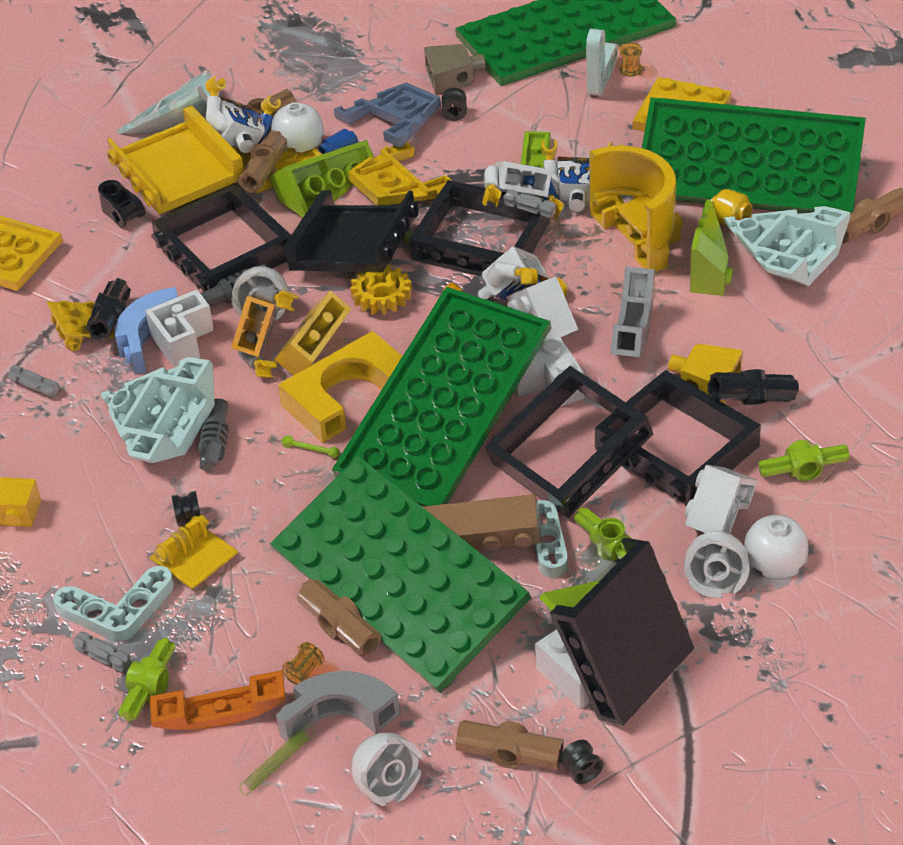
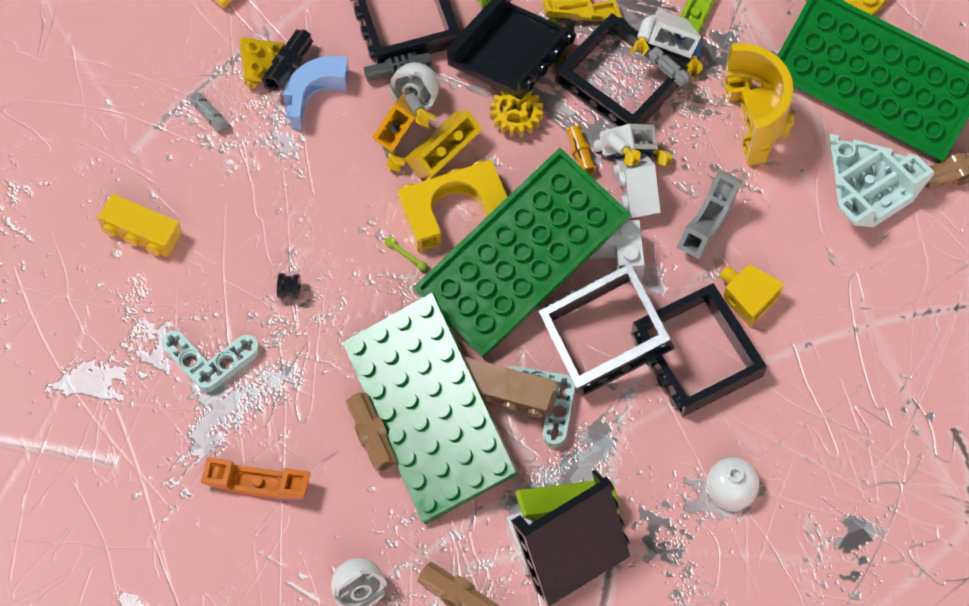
camera: 15 degrees right, 20 degrees up
(102, 651) = (185, 399): light grey axle -> none
(146, 679) = (210, 439): lime axle -> none
(163, 409) = (296, 185): light aqua wedge -> none
(179, 324) = (336, 95): white brick -> none
(193, 552) = (281, 331): yellow hinge -> none
(214, 436) = (332, 219): dark grey hinge -> none
(277, 759) = (284, 546): lime piece -> none
(303, 663) = (330, 465): clear yellow bush -> none
(339, 694) = (345, 503): light grey arch -> none
(569, 177) = (717, 38): torso -> none
(603, 533) = (611, 442): lime axle -> none
(709, 256) = (799, 171): lime wedge -> none
(716, 564) = (676, 486): white cylinder -> none
(718, 499) = (703, 426): white brick -> none
(730, 204) = (841, 121): yellow head -> none
(753, 387) = (777, 325): black piece -> none
(803, 460) = (790, 407): lime axle -> none

